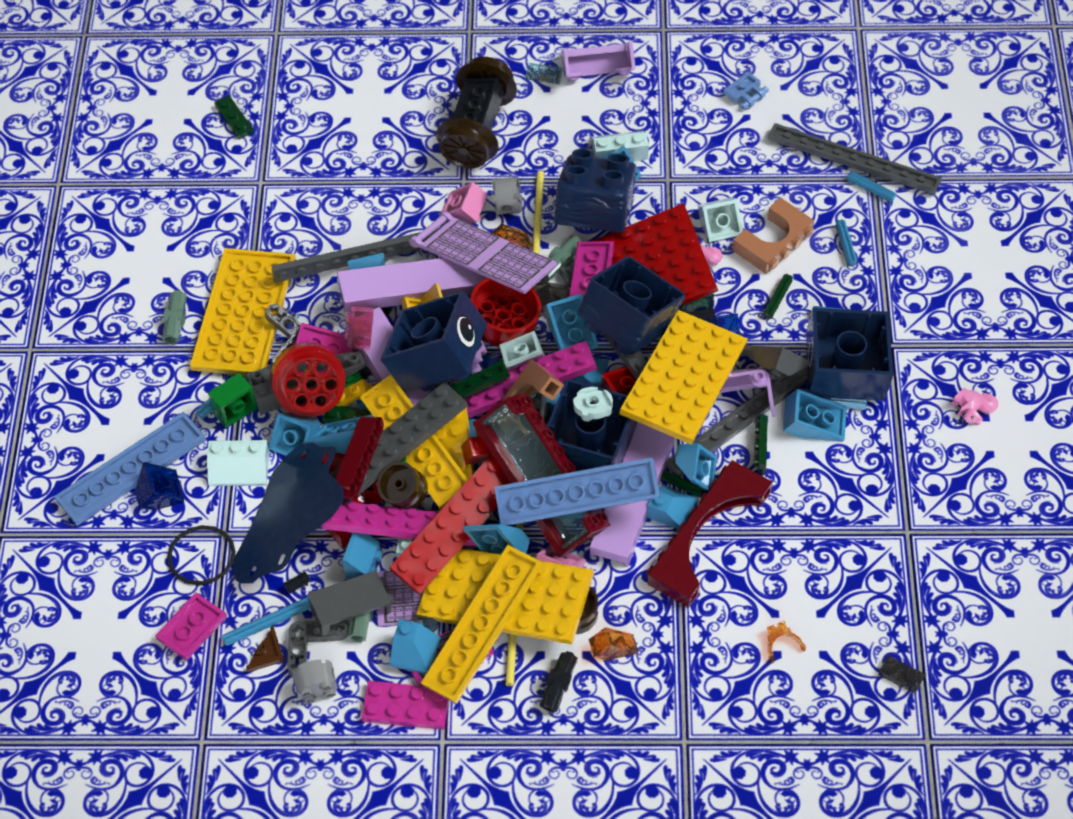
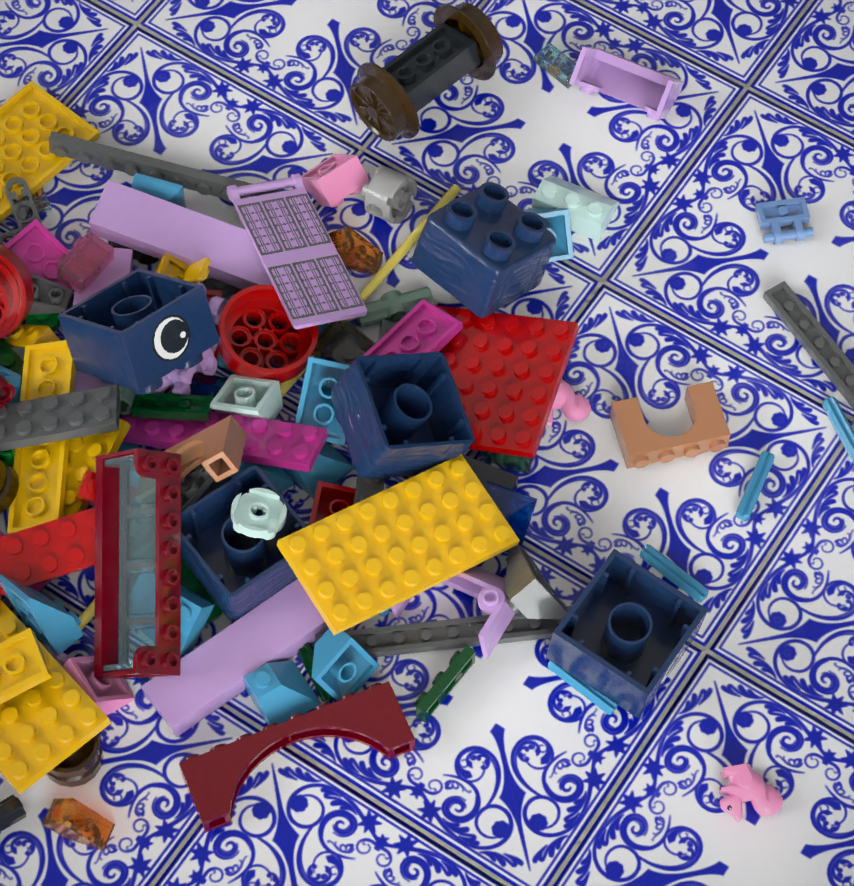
camera: 30 degrees right, 5 degrees up
(577, 492) = (154, 613): medium blue plate -> none
(720, 219) = (621, 367): light aqua slope -> none
(778, 296) = (616, 505): dark green axle -> none
(814, 417) = (536, 688): dark azure slope -> none

